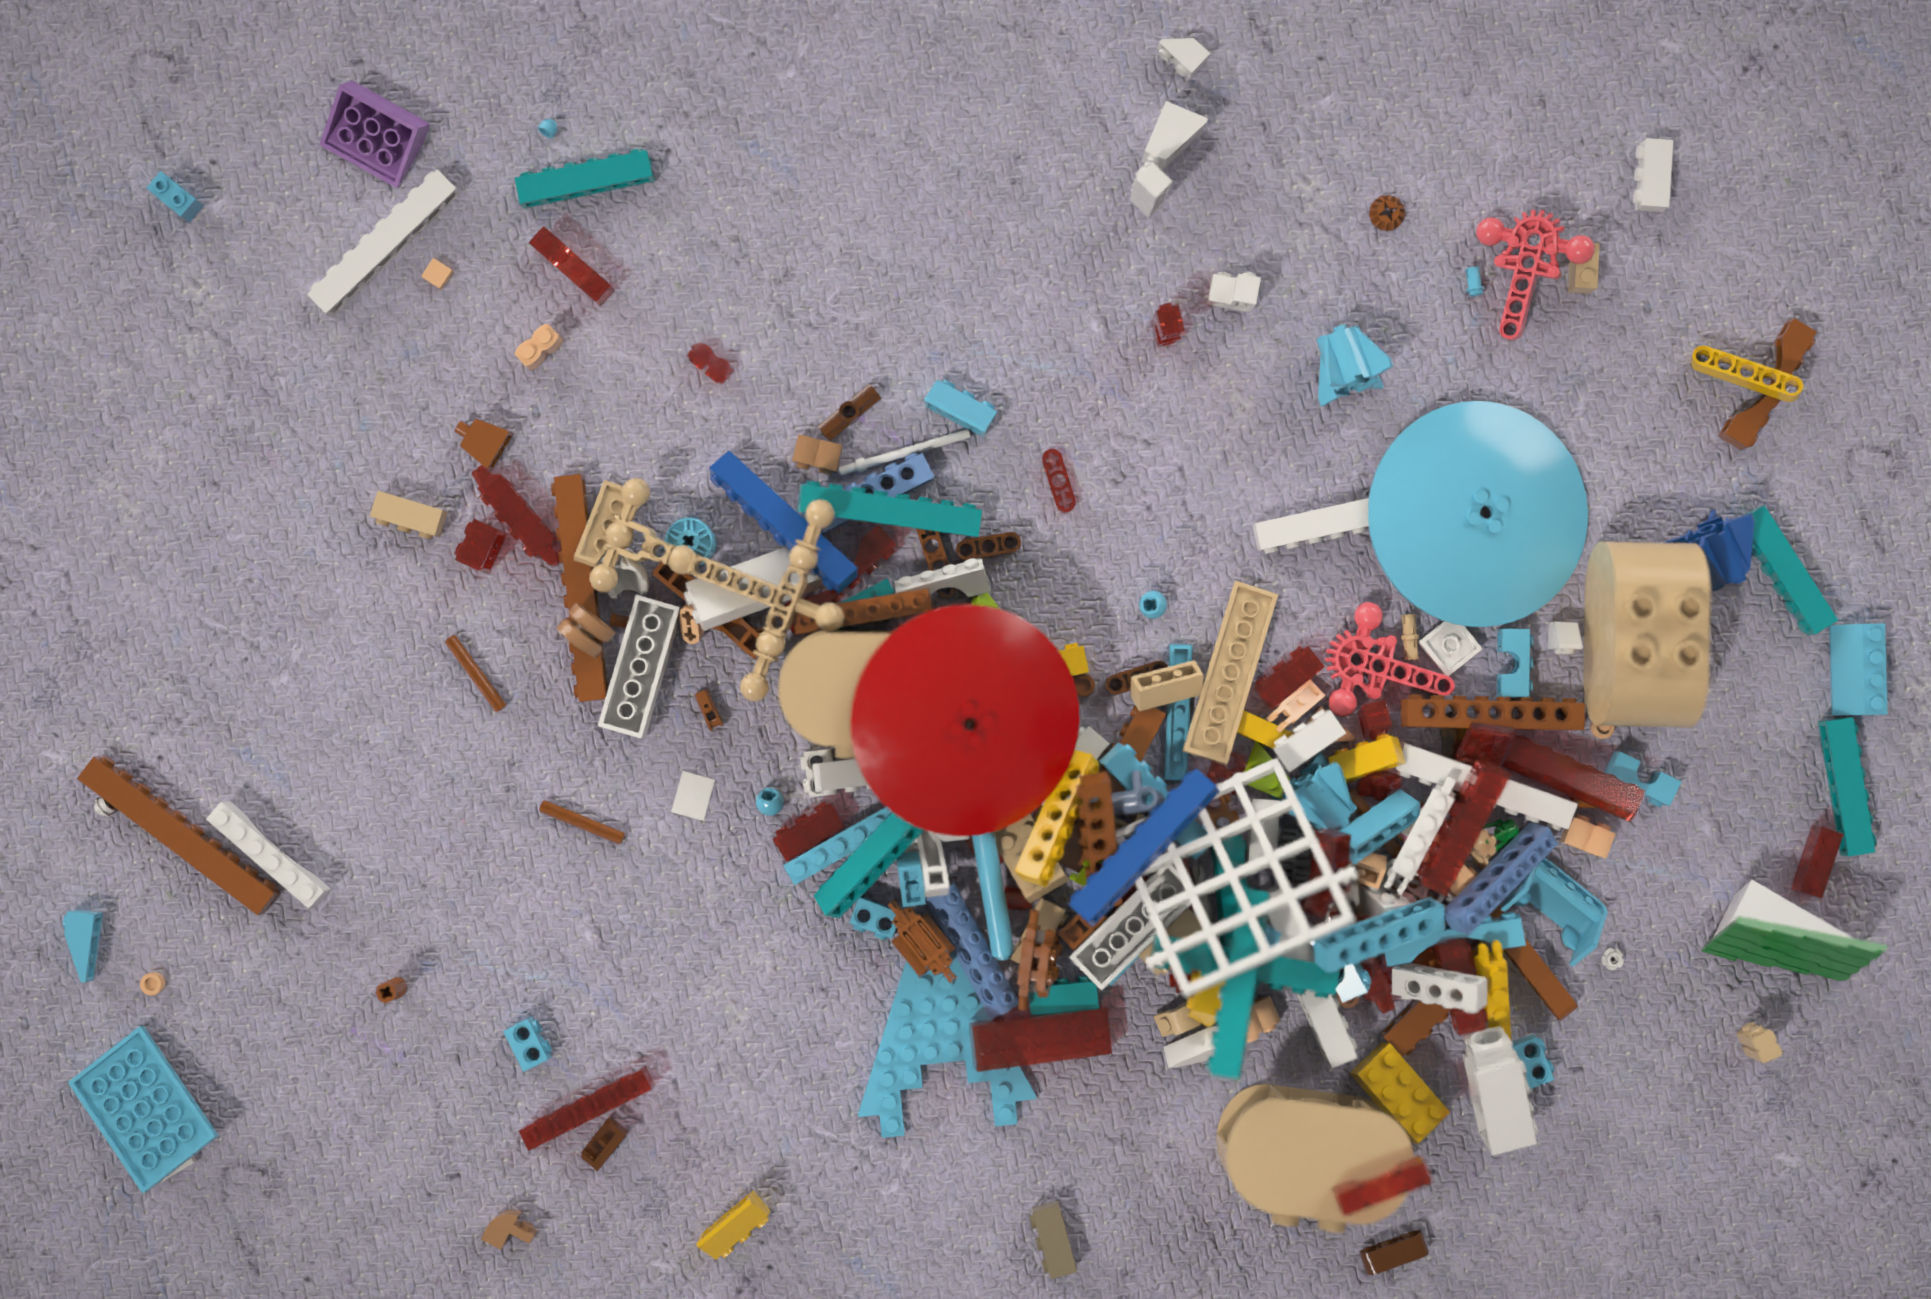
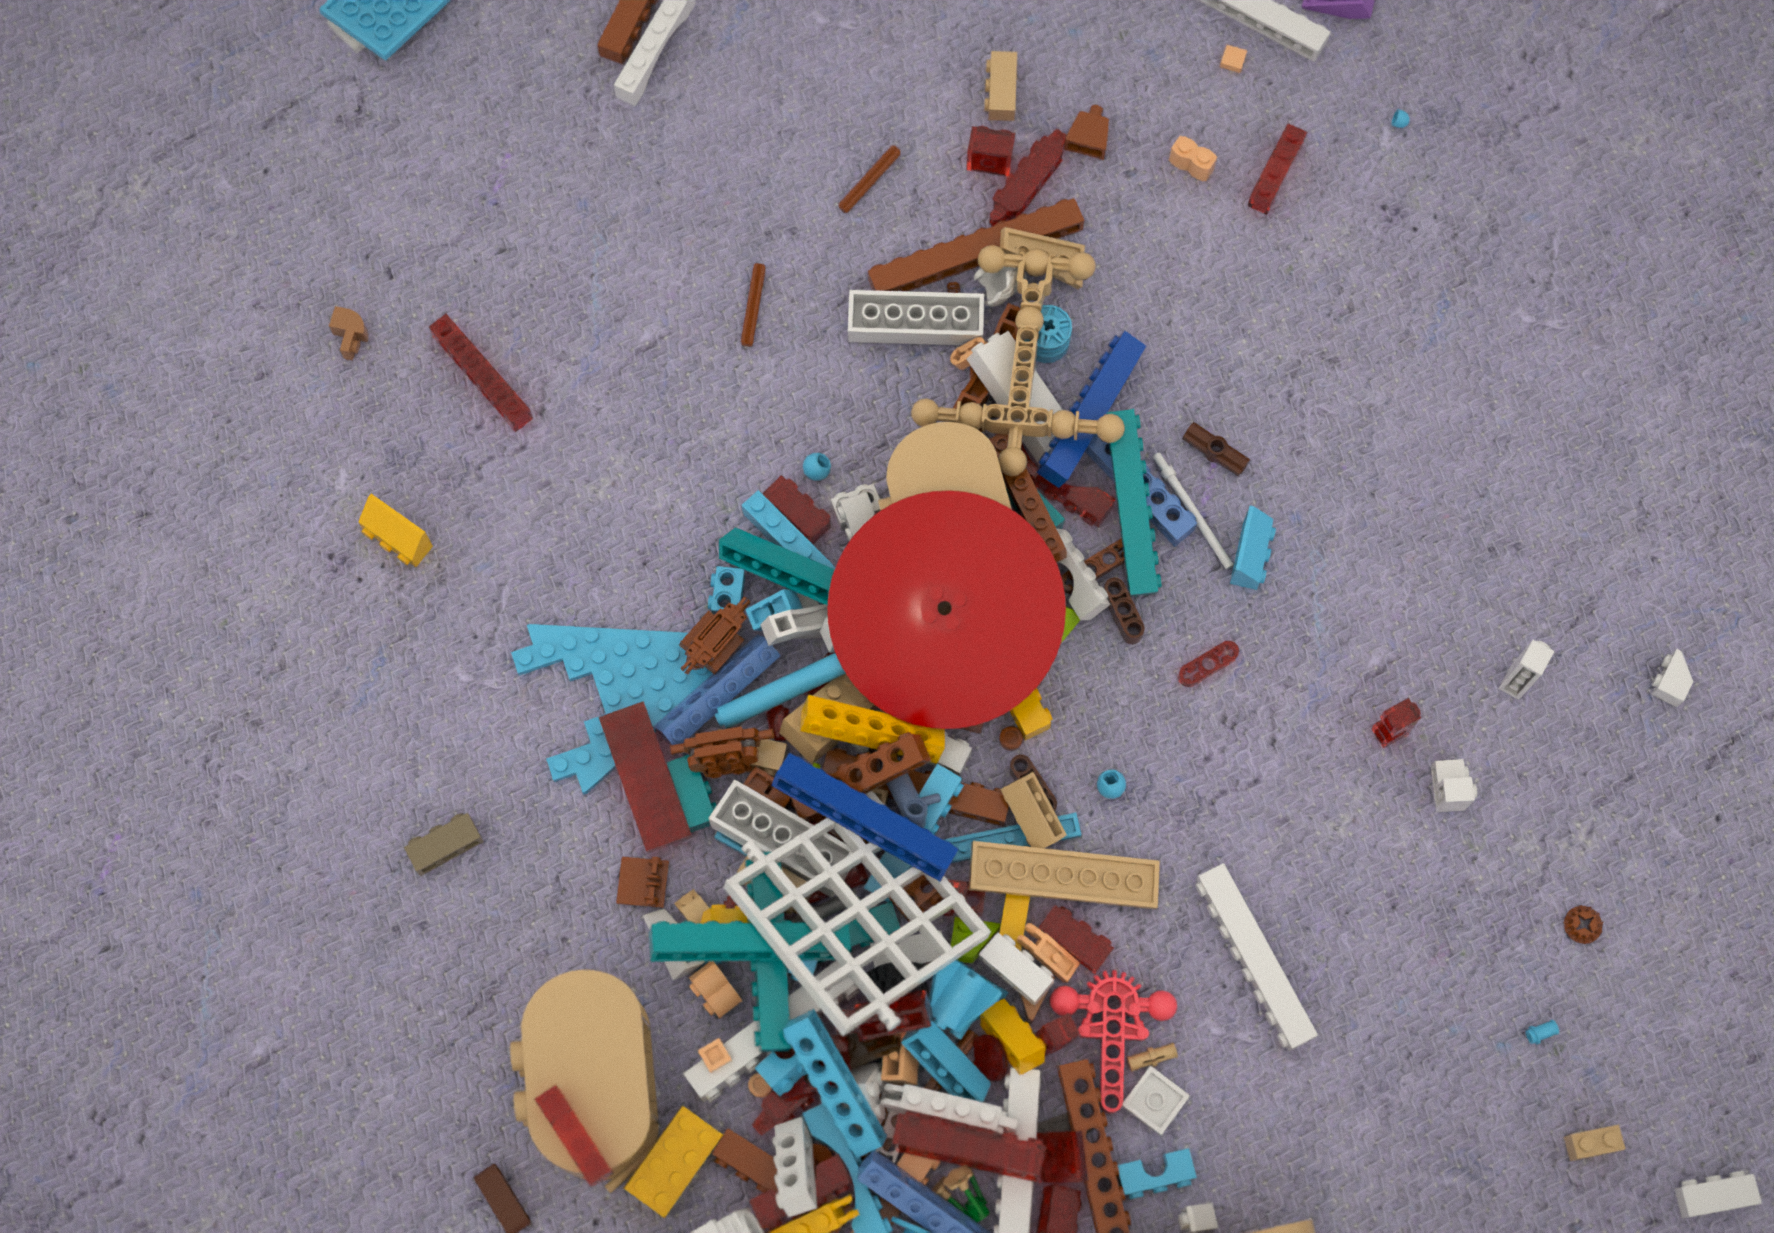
camera: 75 degrees right, 15 degrees down
(391, 990) = (554, 173): dark orange axle -> none
(522, 1046) = (526, 302): medium azure brick -> none
(583, 633) = (937, 253): medium nougat wheel -> none
(584, 179) = (1363, 161): teal brick -> none
(603, 1143) = (448, 398): reddish brown hinge -> none
(693, 795) = (803, 399): white sticker -> none
(706, 706) = (893, 389): dark orange bar -> none
(718, 367) = (1229, 304): clear red hinge -> none
(817, 454) = (1166, 429): medium nougat brick -> none
(1134, 1061) = (642, 882): none -> dark orange hinge
(1172, 135) = (1587, 684): white slope -> none
(1324, 1036) = (714, 1055): none -> light nougat tile
(1349, 363) = (1415, 916): medium azure brick -> none
(1431, 525) = (1246, 1107): medium azure dish -> none
(1492, 231) = (1623, 1084): coral piece -> none

